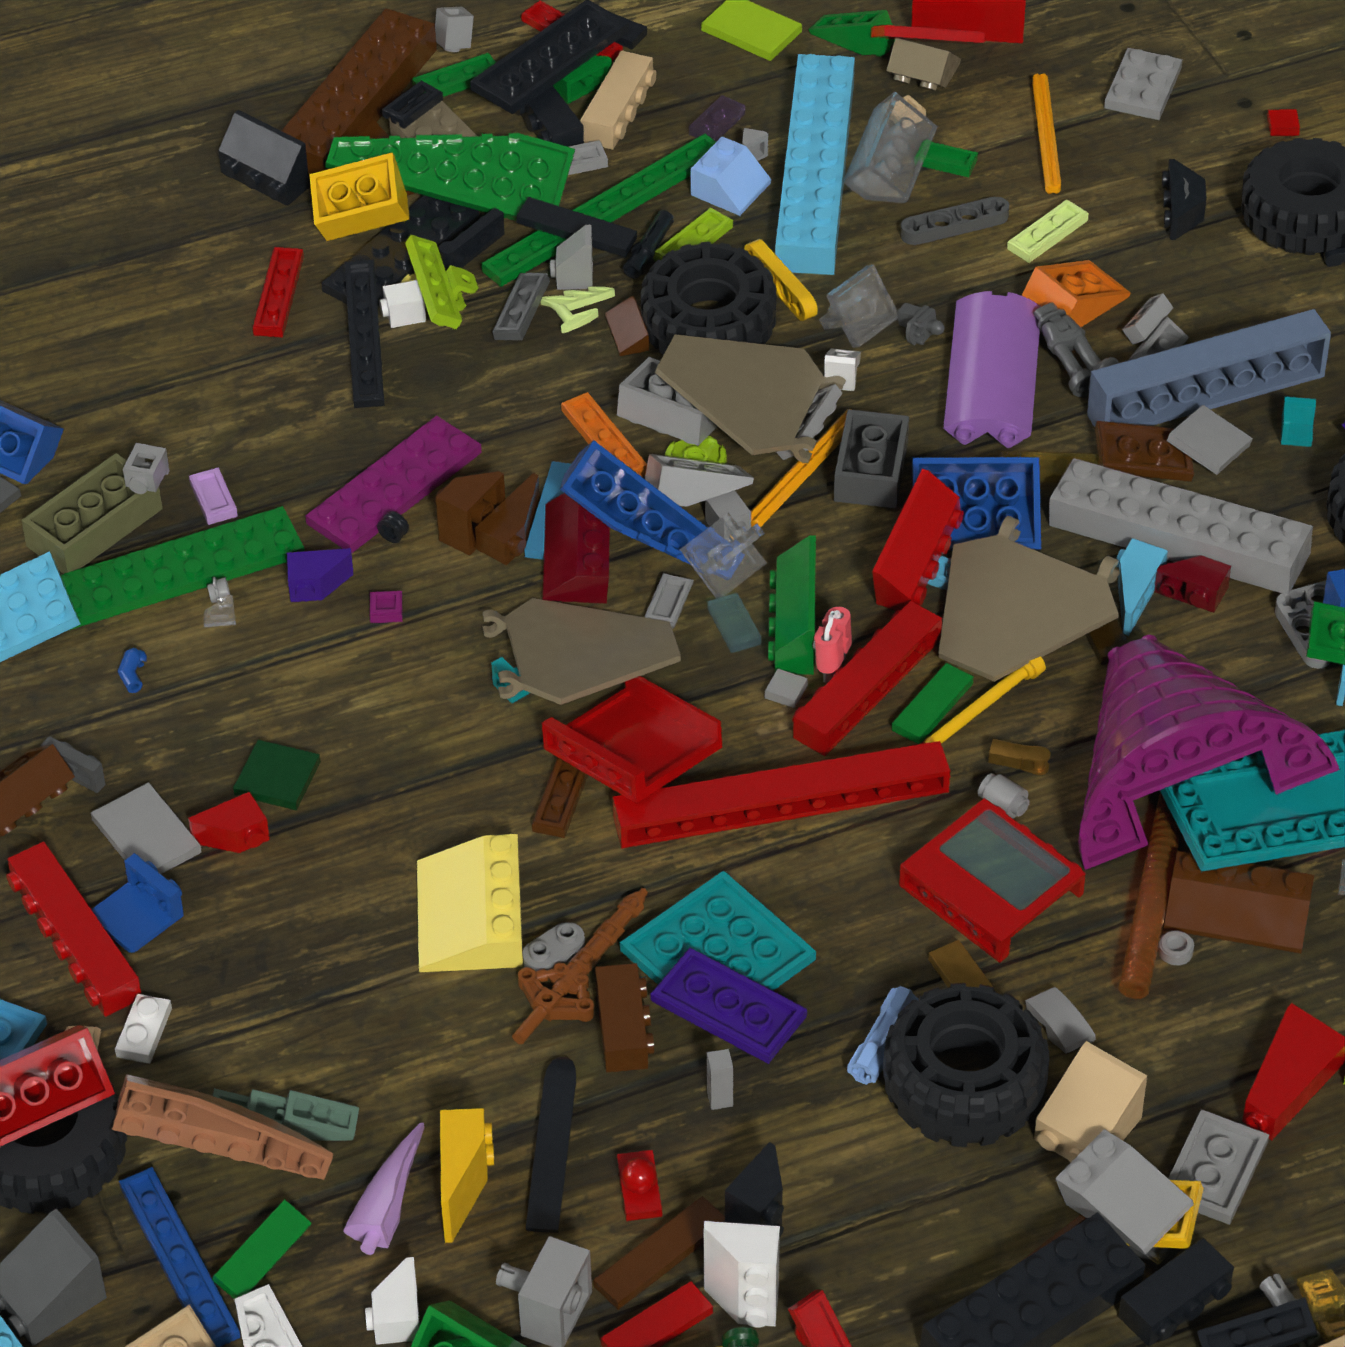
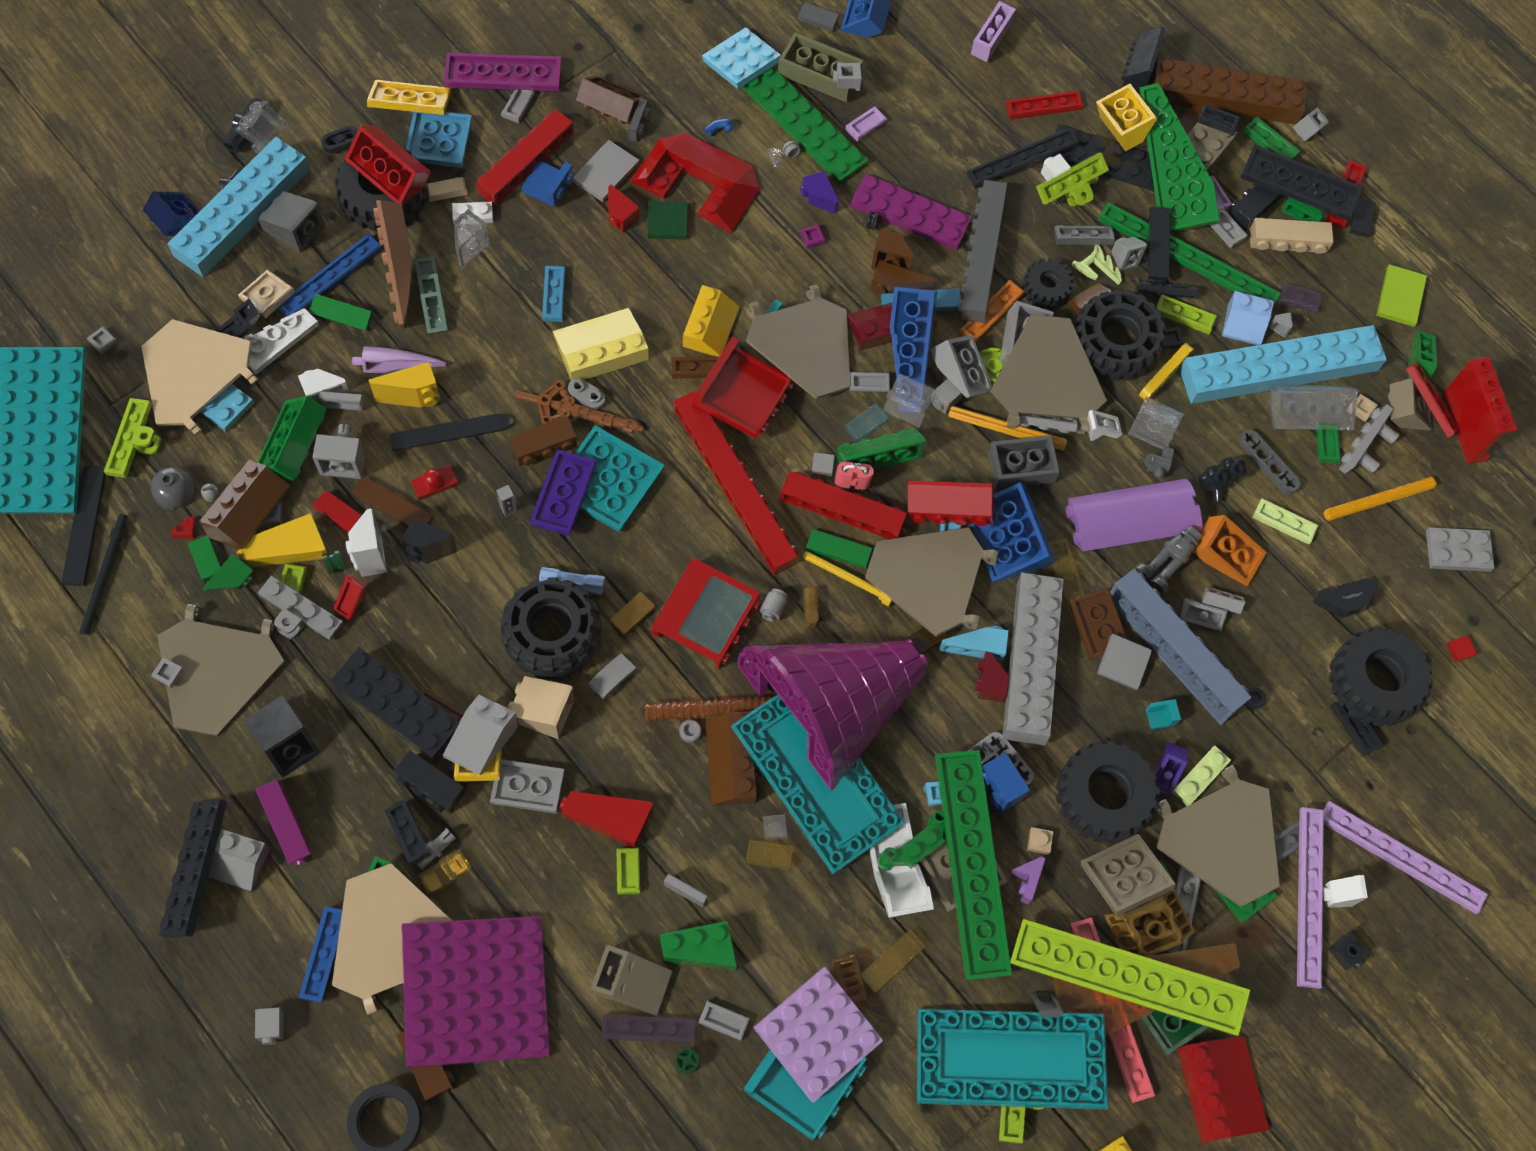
camera: 65 degrees right, 20 degrees up
(130, 304) = (993, 31): none -> lavender brick
(160, 731) = (733, 178): none -> red slope
(204, 1029) = (470, 237): none -> clear slope
(348, 951) = (553, 294): none -> dark azure tile
(440, 1277) = (341, 401): none -> light grey tile
(473, 240) = (1125, 191): black plate -> none
(488, 763) = (710, 322): none -> yellow slope
(500, 409) = (983, 251): none -> dark grey brick
(590, 377) = (1043, 295): none -> black tyre
(950, 111) = (1360, 444): none -> light grey plate
(964, 265) = (1217, 477): none -> black brick

